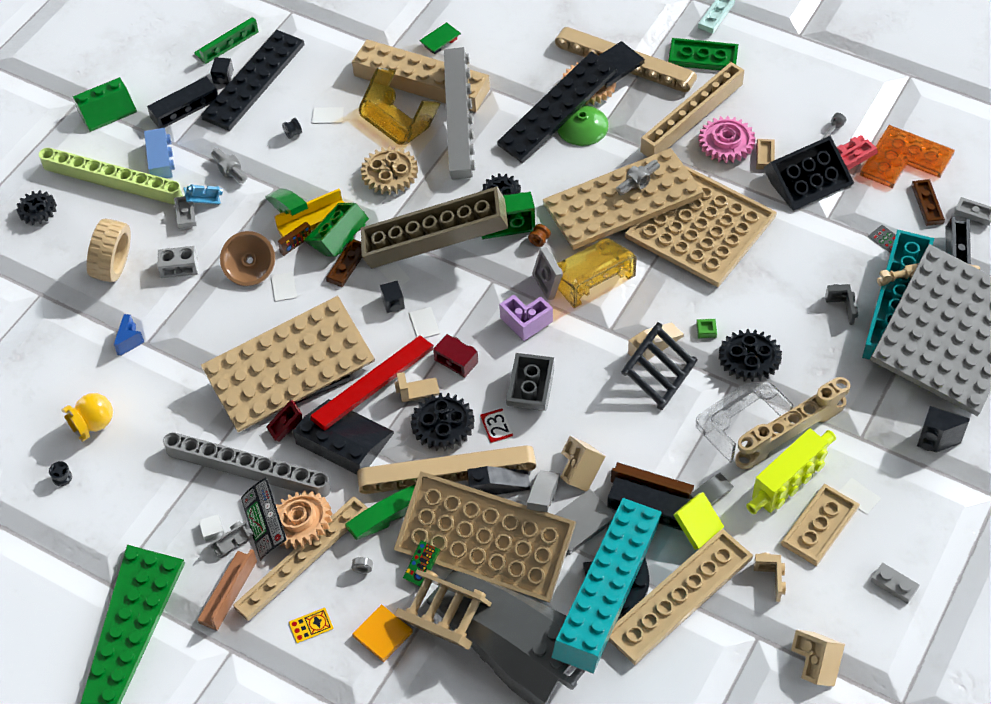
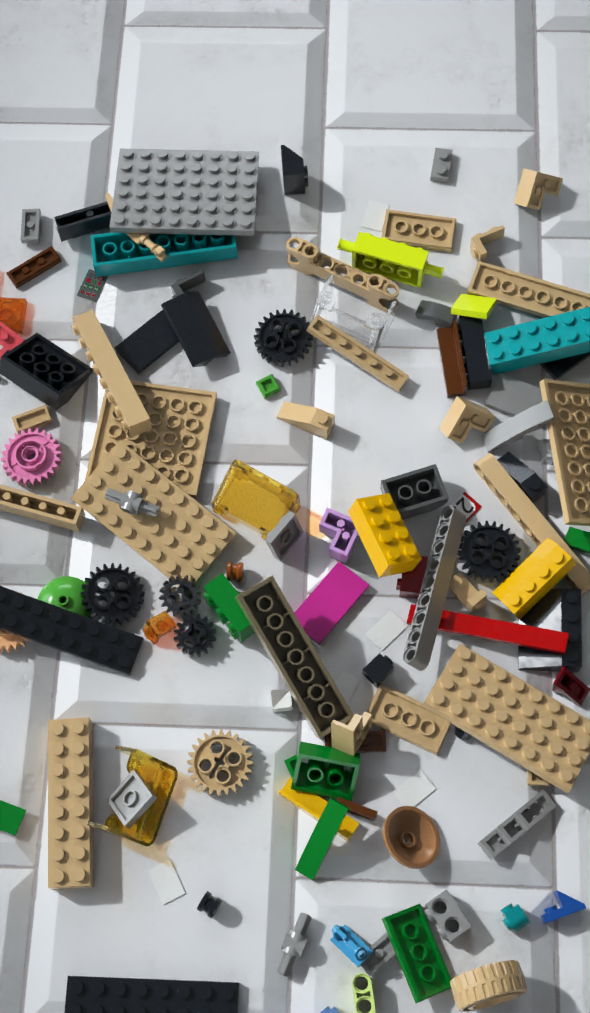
camera: 115 degrees left, 15 degrees up
(144, 303) = (514, 917): none -> teal plate
(166, 231) = (417, 953): none -> green tile
(207, 332) = (517, 824): none -> light grey slope
(349, 252) = (350, 735): none -> tan panel
(355, 295) = (408, 719): none -> tan tile
(392, 434) = (534, 578): none -> yellow slope
(396, 106) = (131, 799): none -> light grey plate
(434, 359) = (434, 588): none -> light grey beam
(458, 116) = (119, 721): light grey brick -> none
(472, 291) = (330, 602): none -> dark pink tile
(498, 331) = (384, 535): none -> yellow brick
(524, 171) = (158, 627): none -> clear orange bracket
(542, 188) = (173, 600): none -> black gear
(554, 146) = (112, 577): none -> black gear
(638, 357) = (345, 409): black bar -> none
(698, 402) = (357, 353): none -> tan plate
(777, 209) = (112, 374): none -> tan brick
(793, 288) = (195, 328): none -> black slope
(803, 262) = (148, 342): none -> black tile

